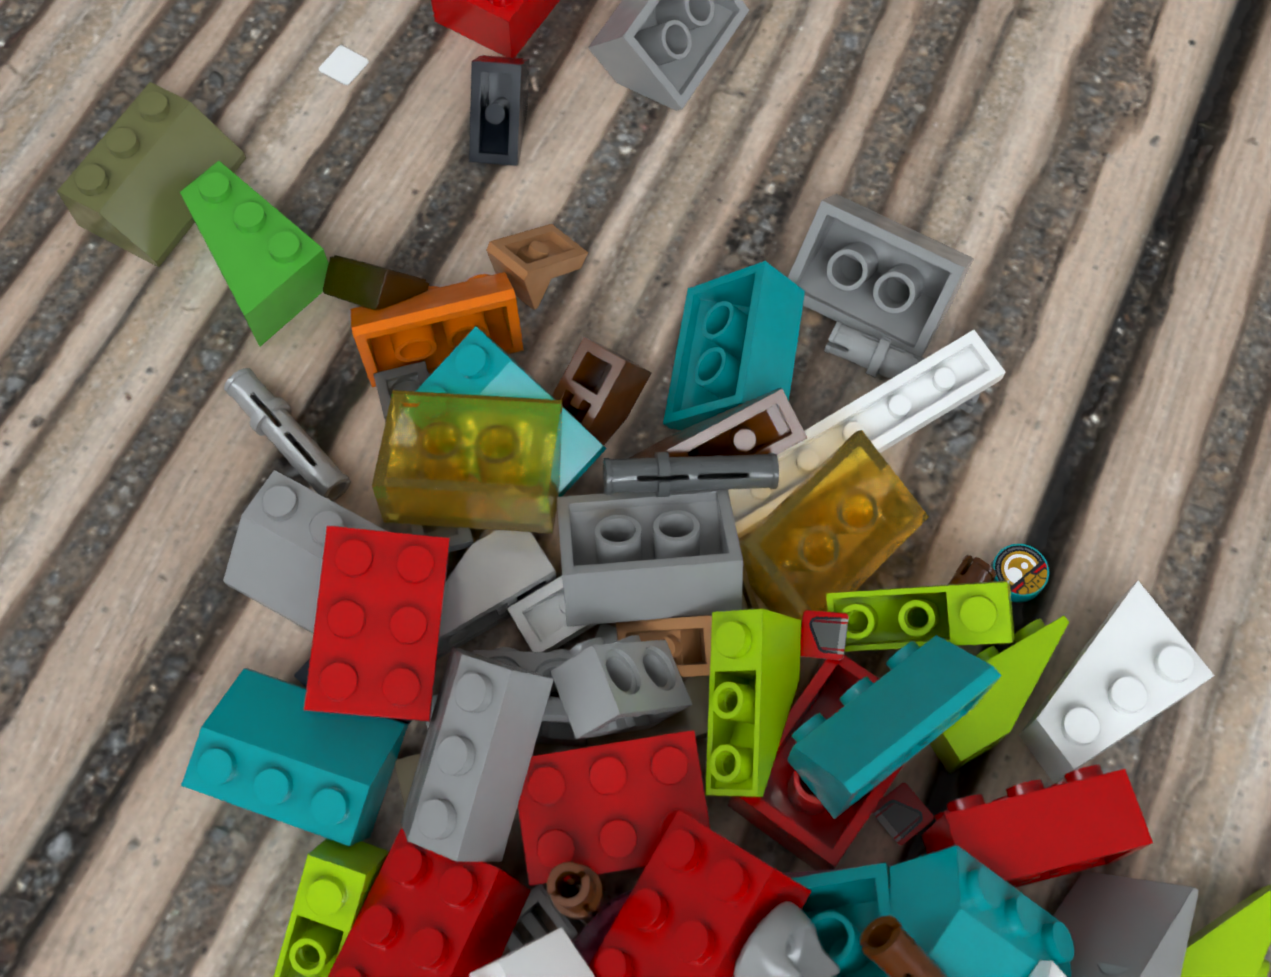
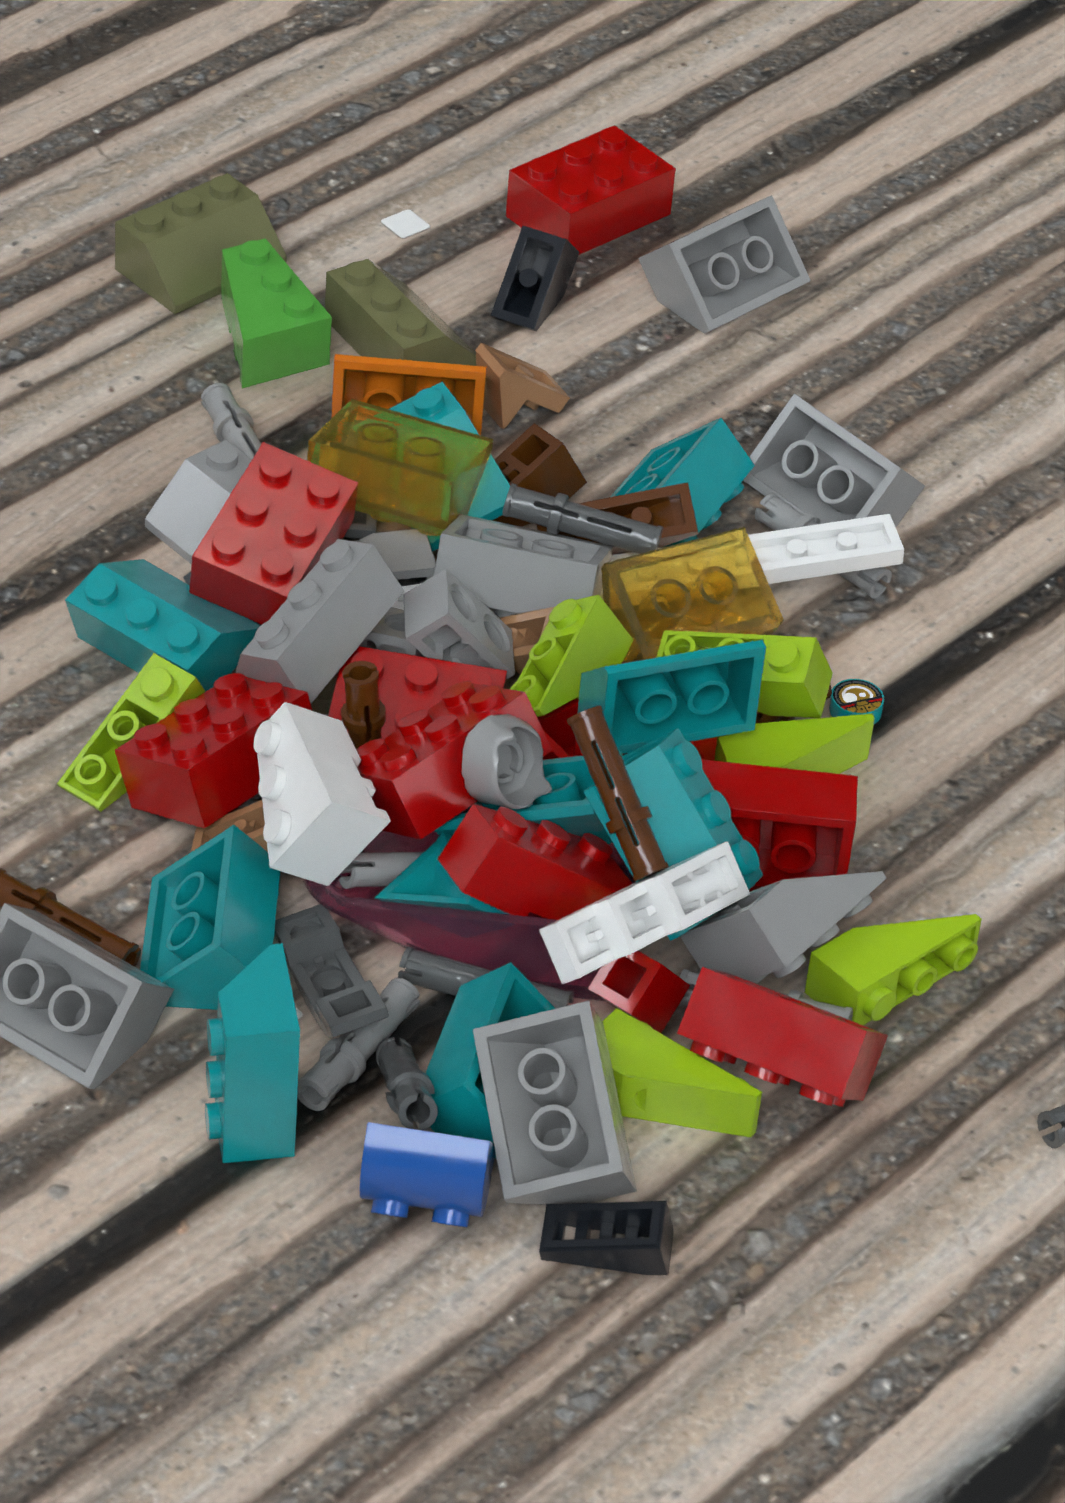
camera: 15 degrees right, 25 degrees down
(369, 284) = (362, 344): dark brown slope -> none
(387, 215) = (387, 319): none -> olive slope
(823, 634) = (648, 648): sticker -> none
(1115, 685) = (909, 776): white wedge -> none

